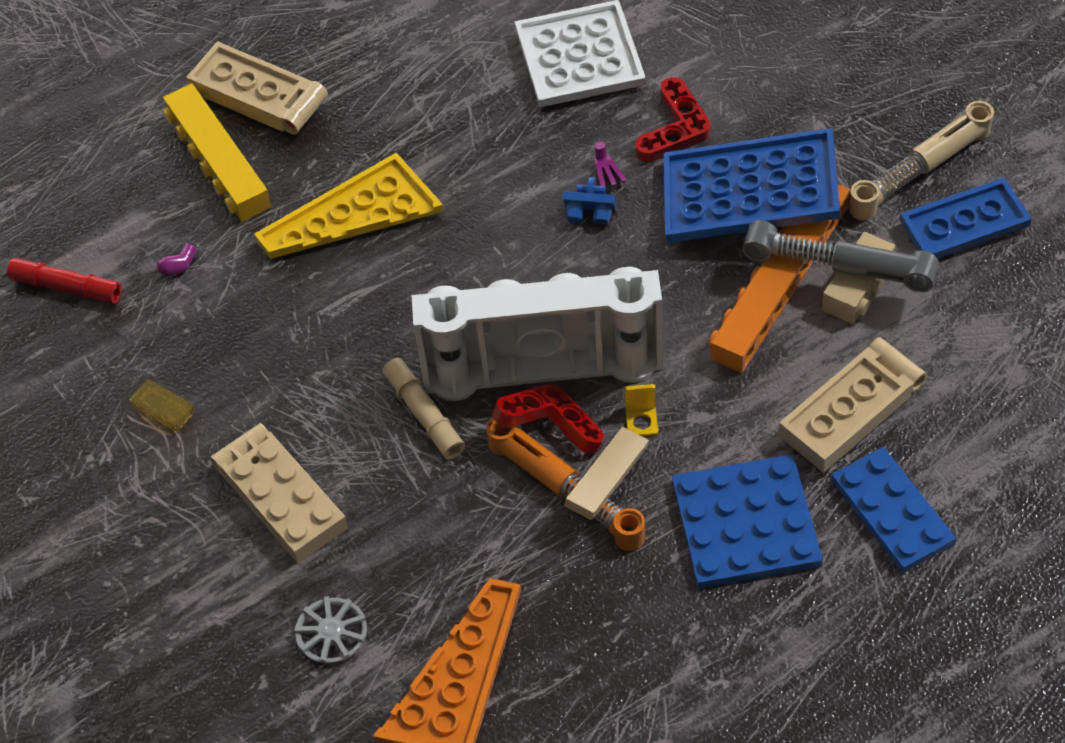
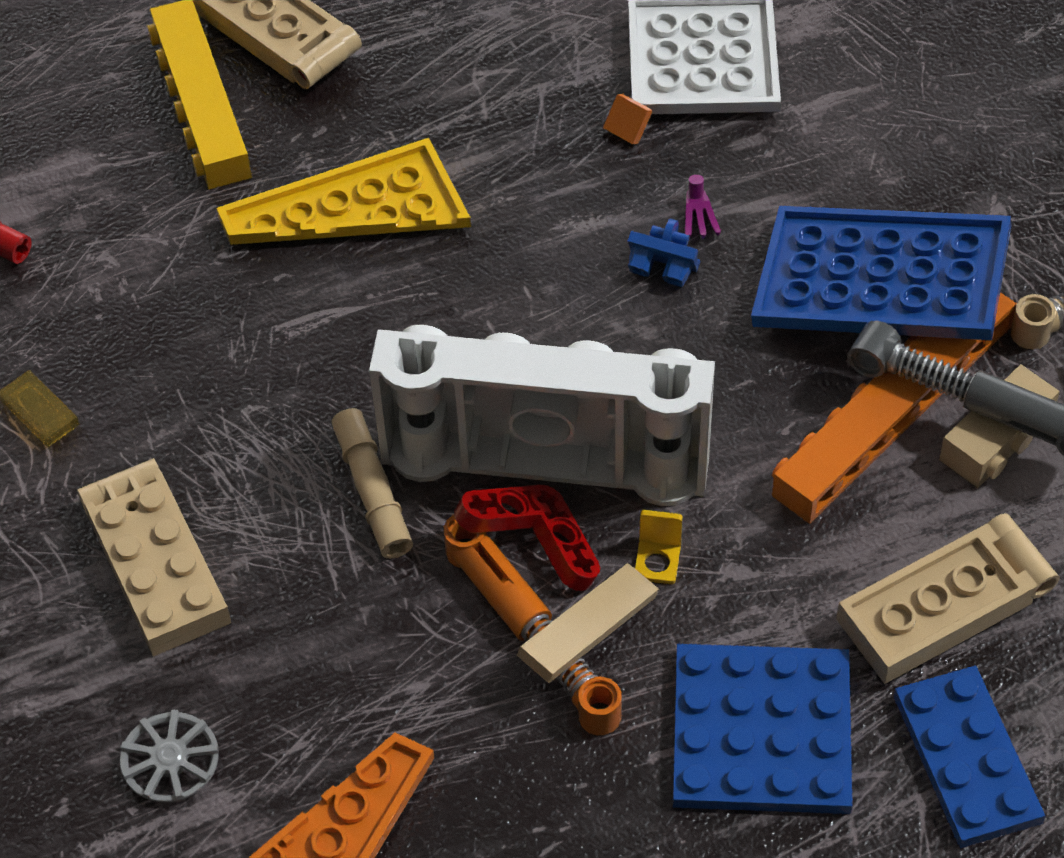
camera: 10 degrees right, 0 degrees up
(177, 263) = (111, 227): magenta arm -> none
(537, 111) = (627, 119): none -> orange tile
(682, 127) = (814, 178): red beam -> none

